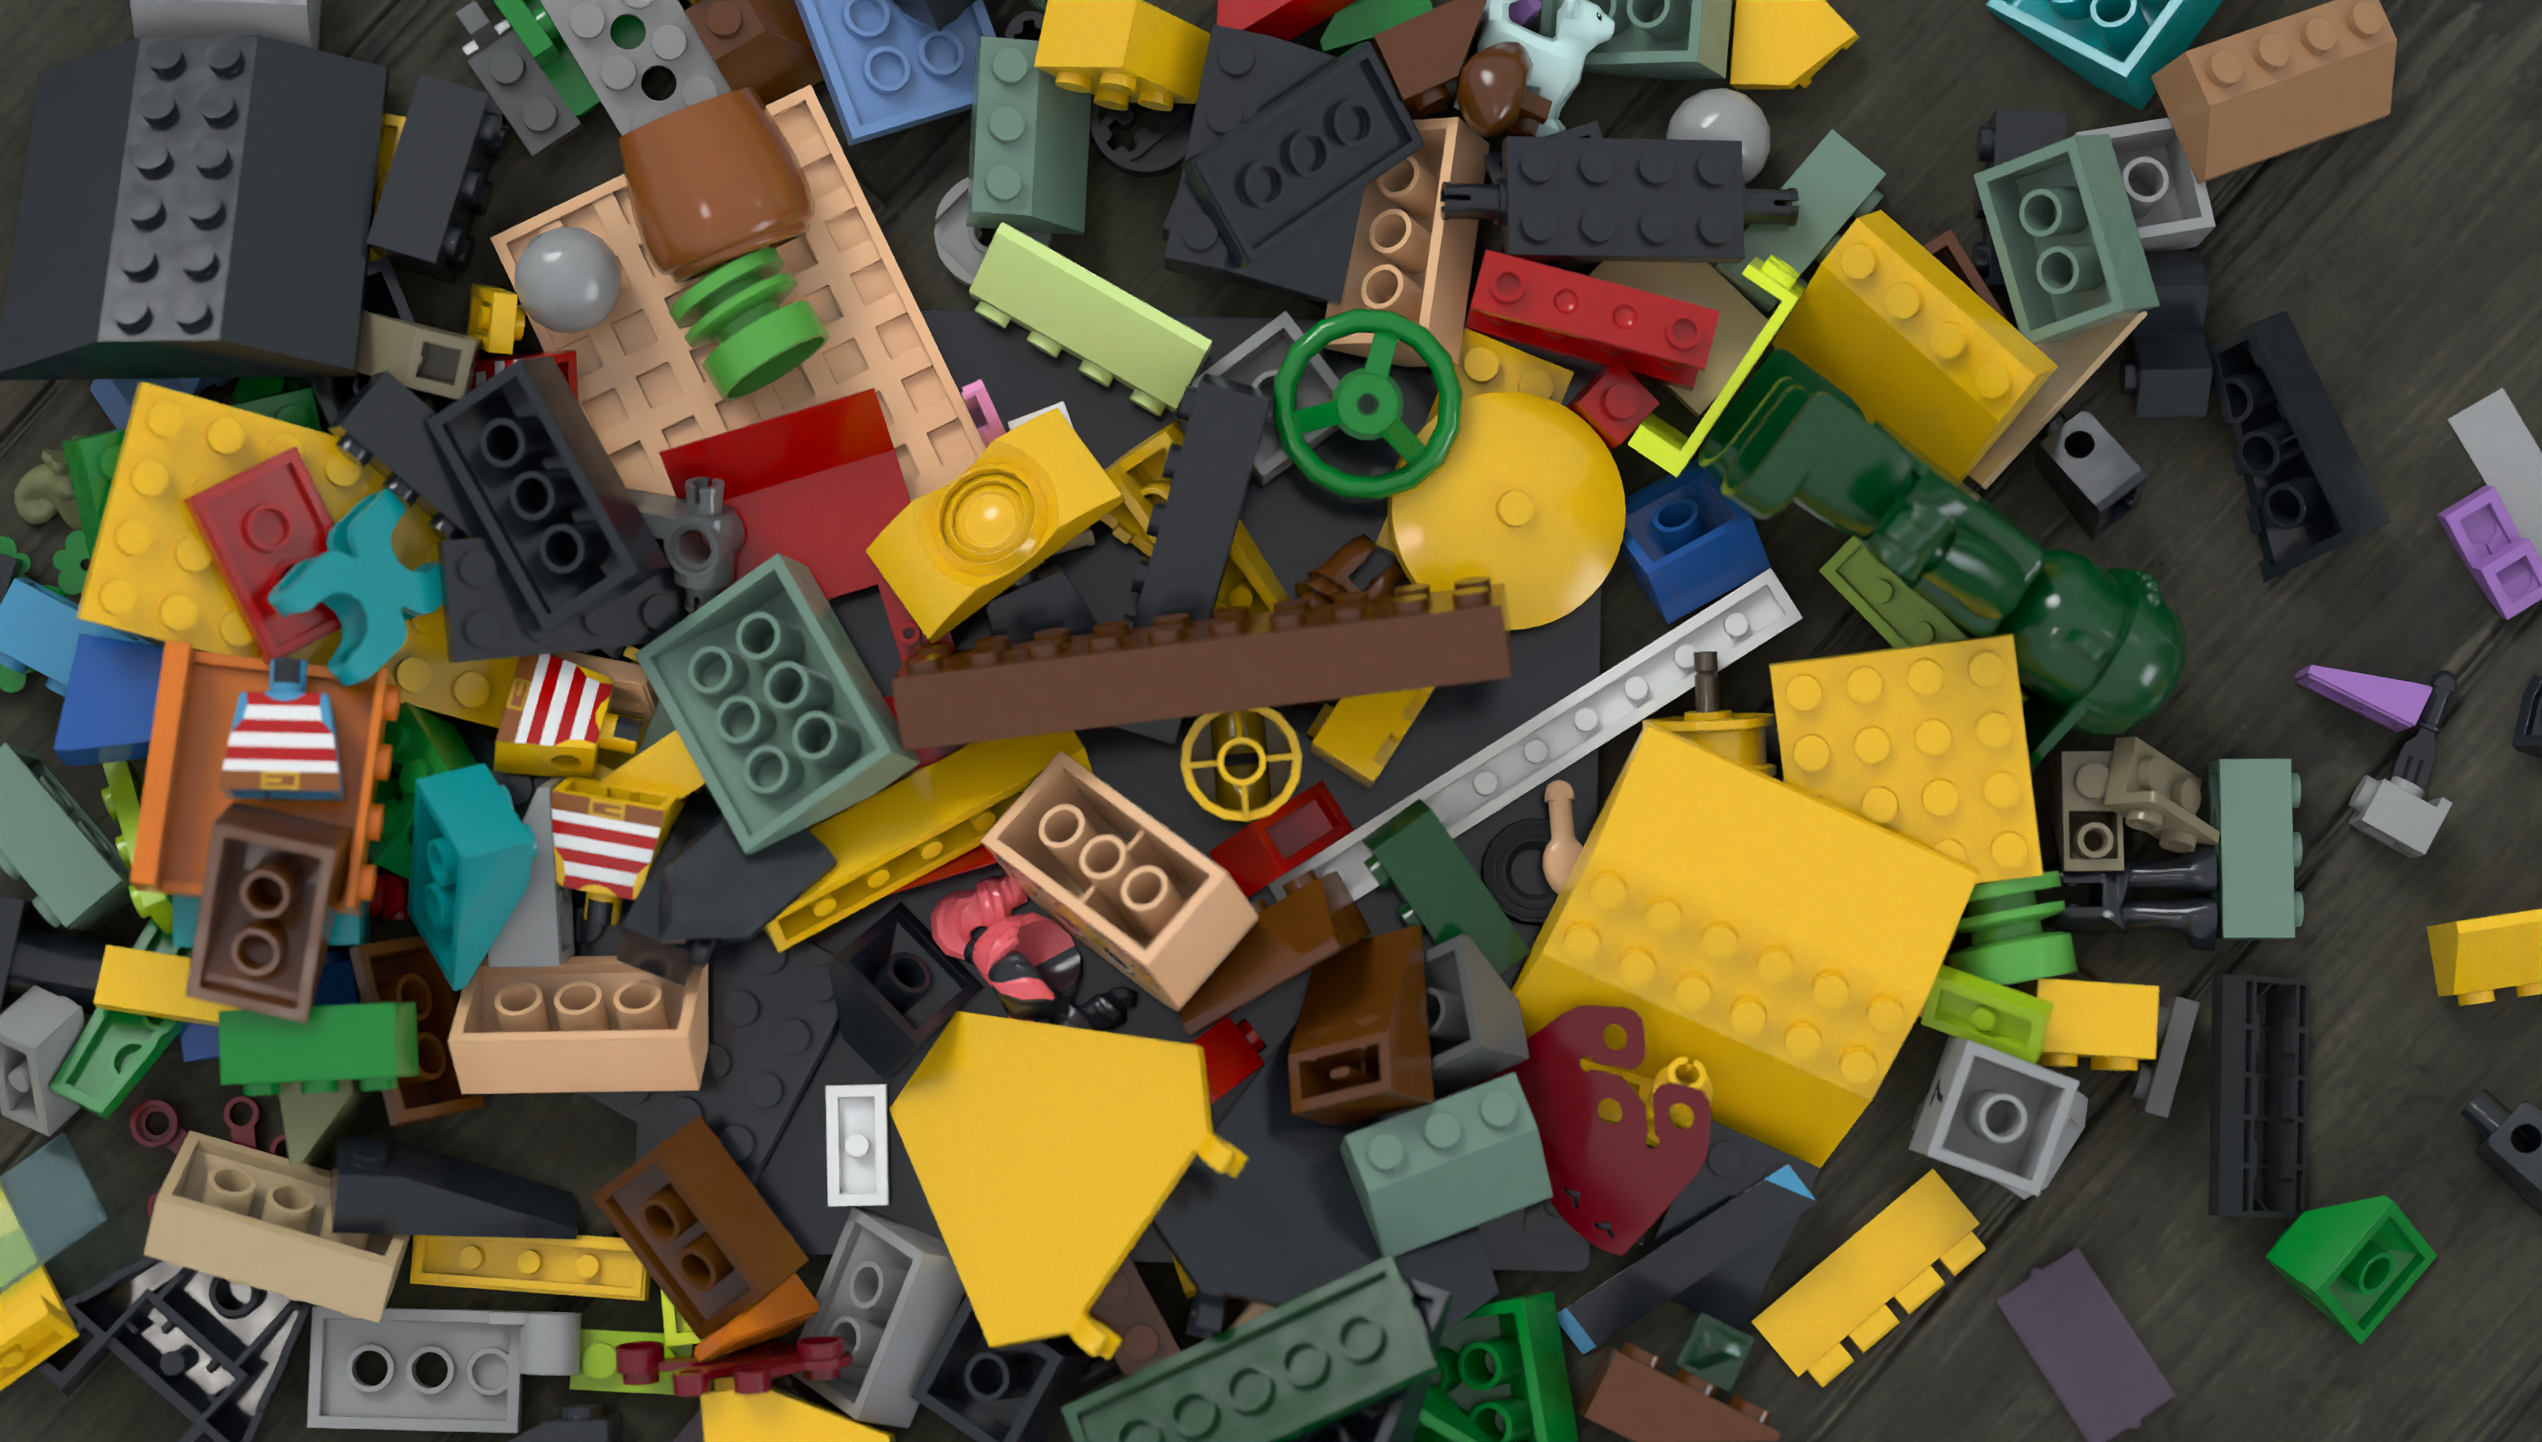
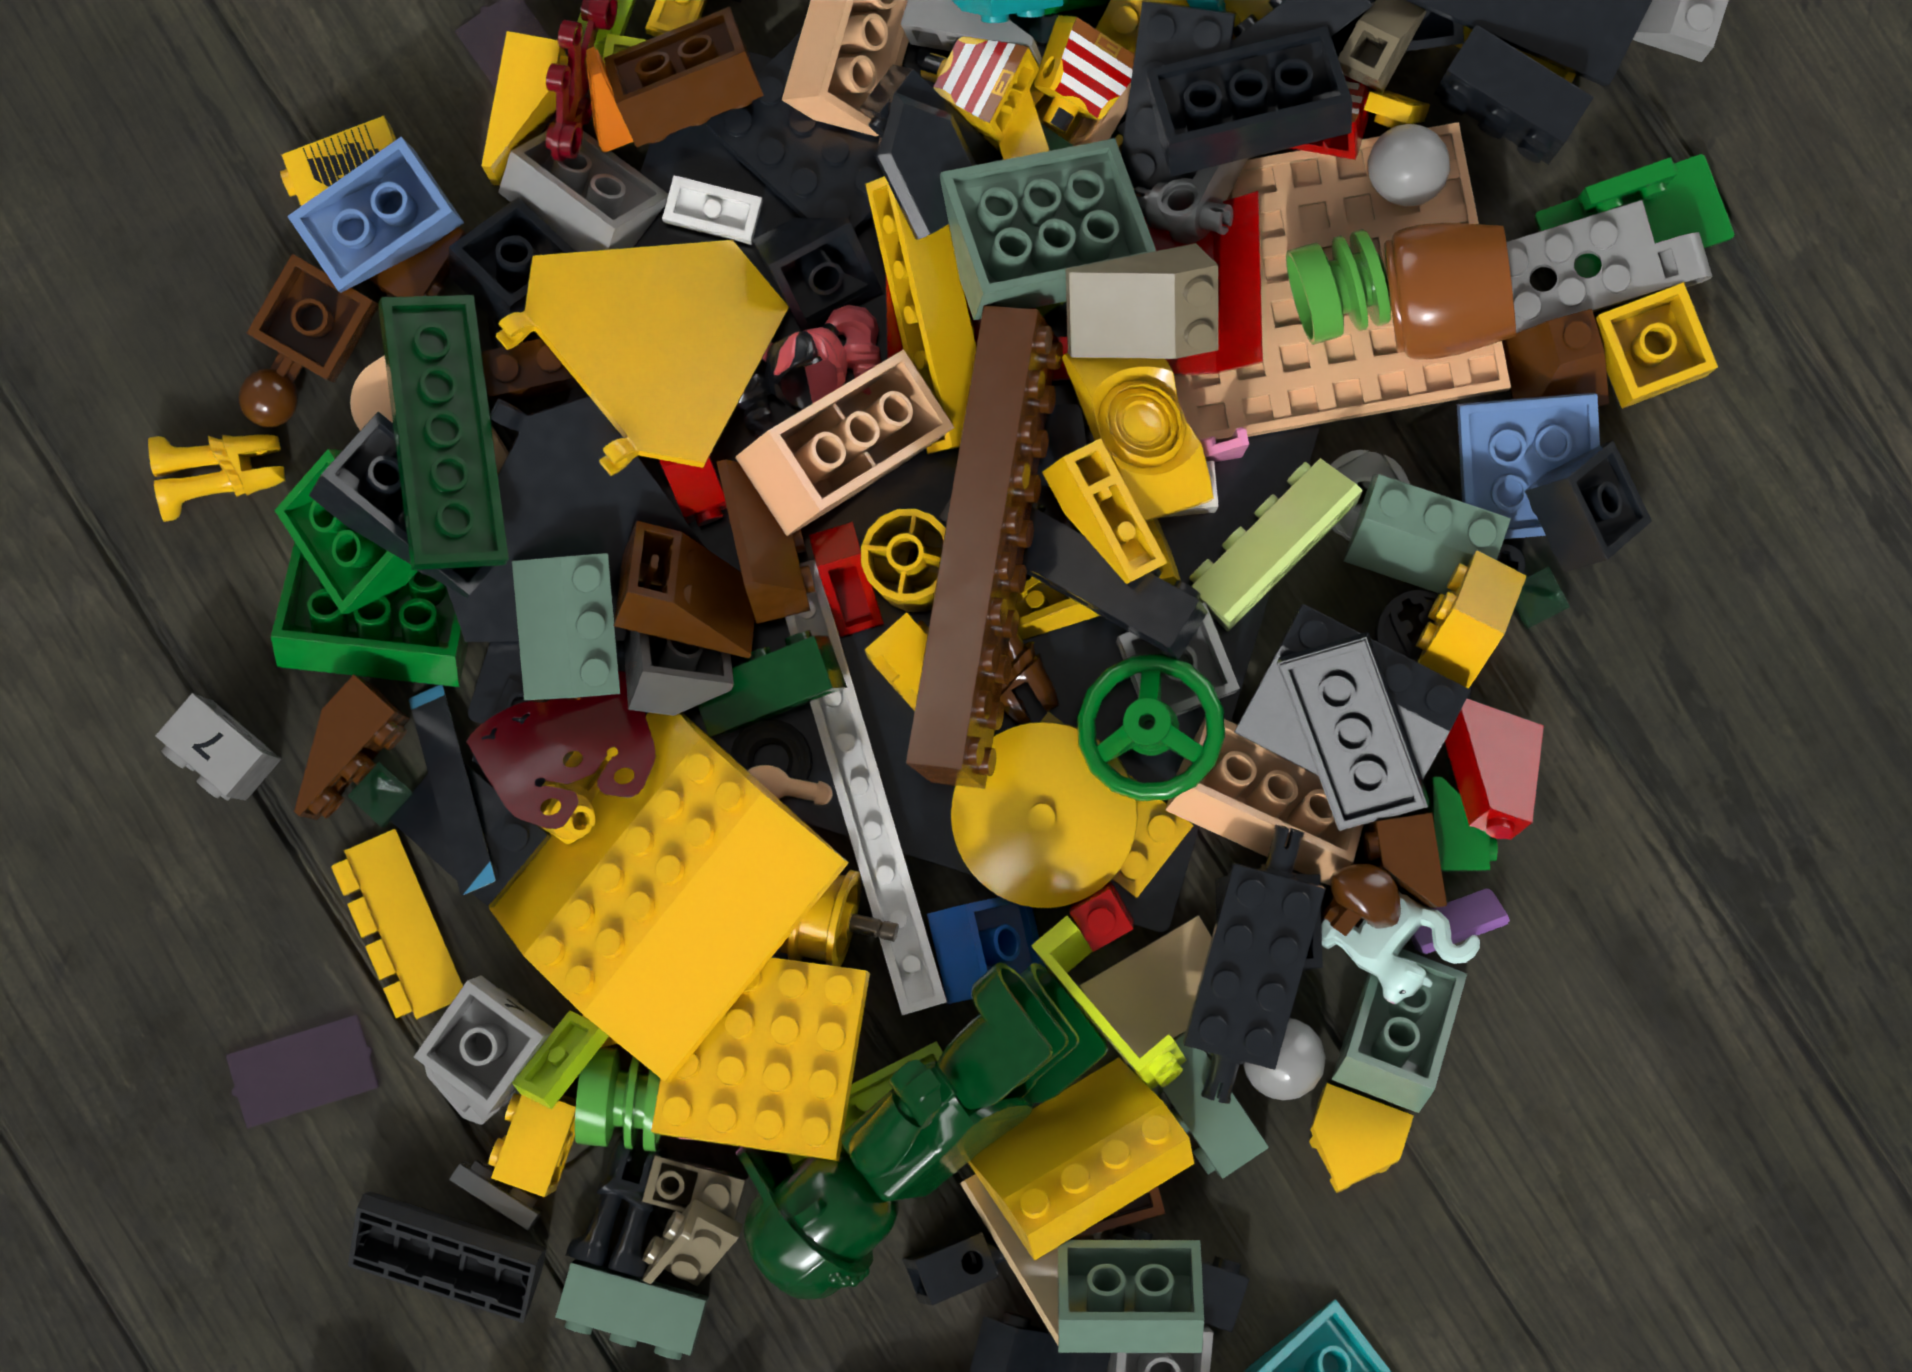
camera: 110 degrees right, 0 degrees up
(517, 83) = (1569, 175): dark grey hinge -> none
(843, 552) = (1144, 306): none -> slope
(1117, 531) = (1104, 510): none -> yellow slope
(1591, 320) = (1170, 915): red fence -> none
(2352, 1261) = (303, 1289): green slope -> none

